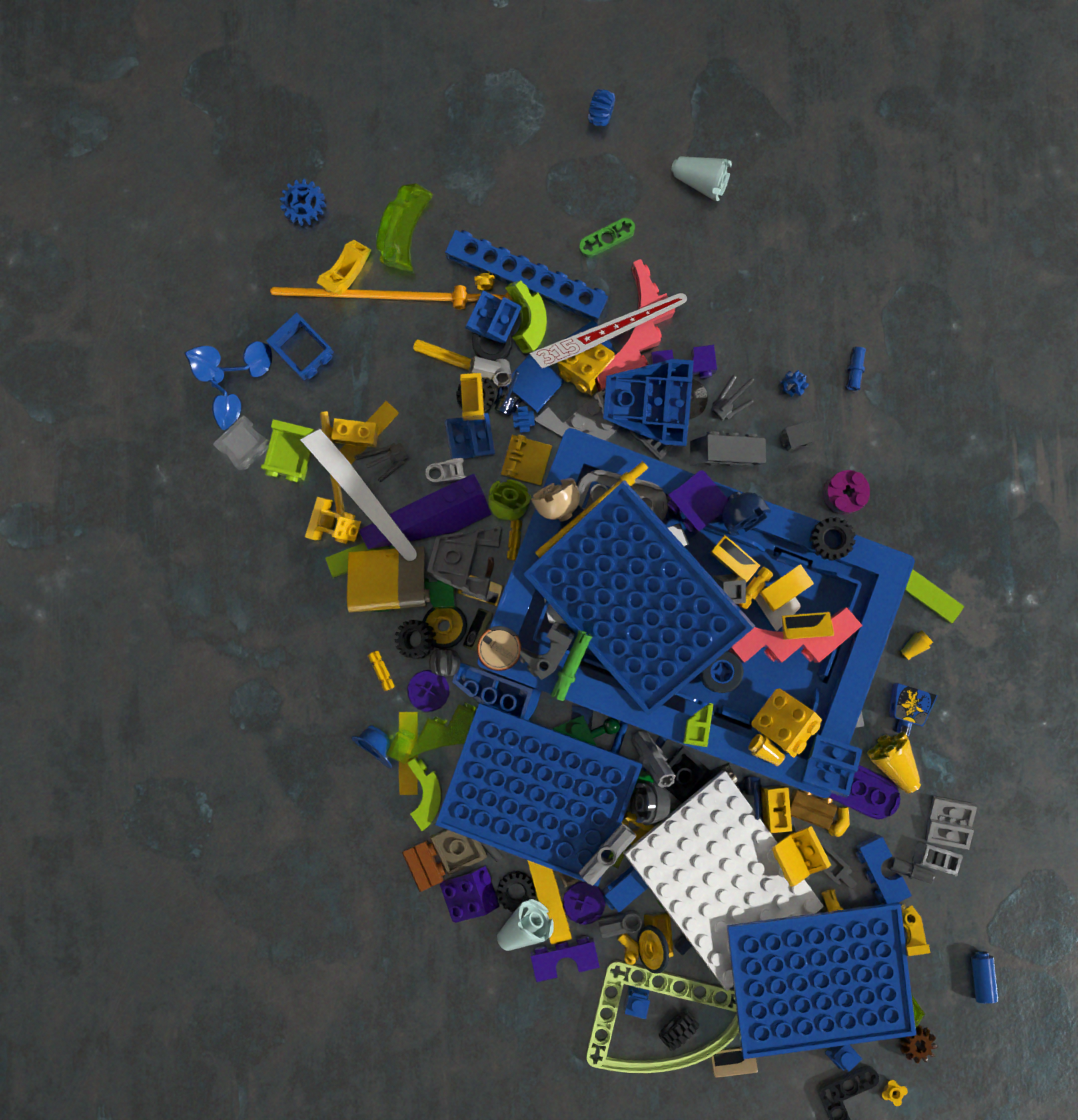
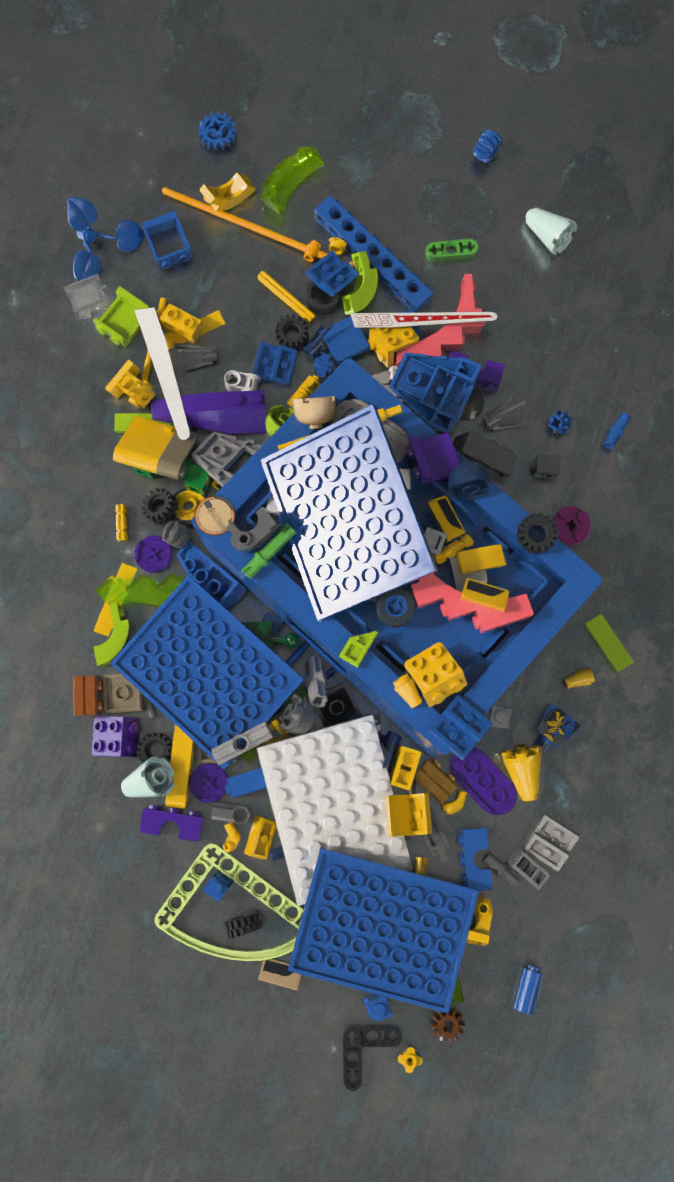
camera: 20 degrees right, 5 degrees down
(374, 742) = (90, 578): blue piece -> none
(472, 396) = (288, 328): yellow panel -> none
(496, 370) = (312, 314): light grey piece -> none
(656, 961) = (250, 845): yellow wheel -> none

